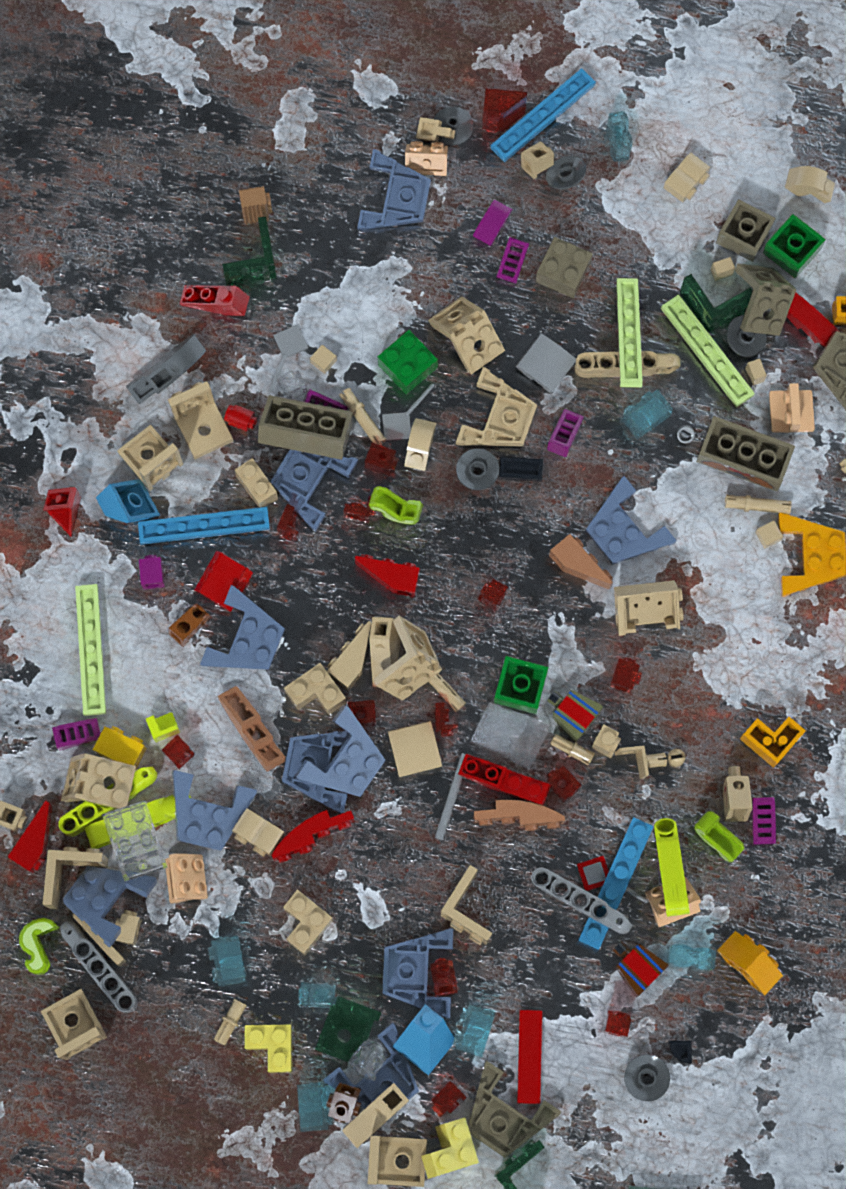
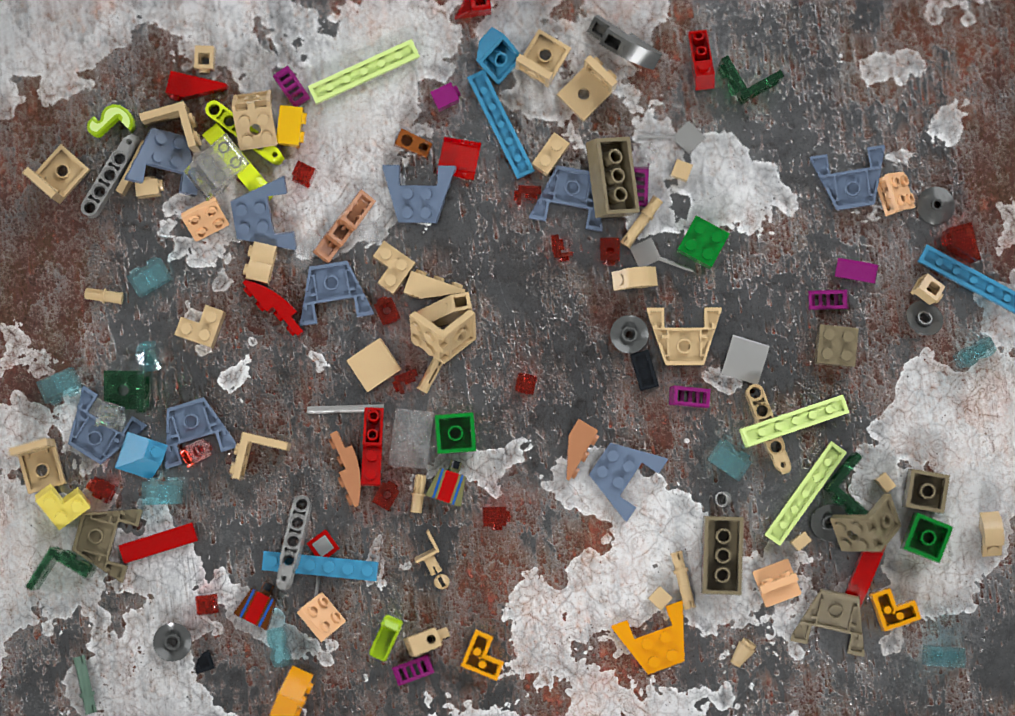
camera: 70 degrees right, 10 degrees up
(162, 727) = (321, 153): neon yellow panel -> none
(240, 417) = (604, 120): red brick -> none
(255, 204) = (796, 62): medium nougat brick -> none
(276, 1040) = (100, 337): light yellow brick -> none
(344, 1103) = (68, 408): brick -> none
(352, 765) = (341, 319): sand blue wing -> none
(375, 1115) = (68, 437): tan slope -> none
(395, 507) = (571, 277): lime animal -> none
(395, 577) = (511, 299): red slope -> none
(431, 130) = (922, 188): tan plate -> none
(464, 325) = (747, 282): tan bracket -> none
(606, 741) = (434, 520): tan brick -> none
(647, 605) = (560, 514): tan piece -> none
(671, 867) = (344, 606): neon yellow piece -> none
(687, 177) = (958, 424): tan brick -> none

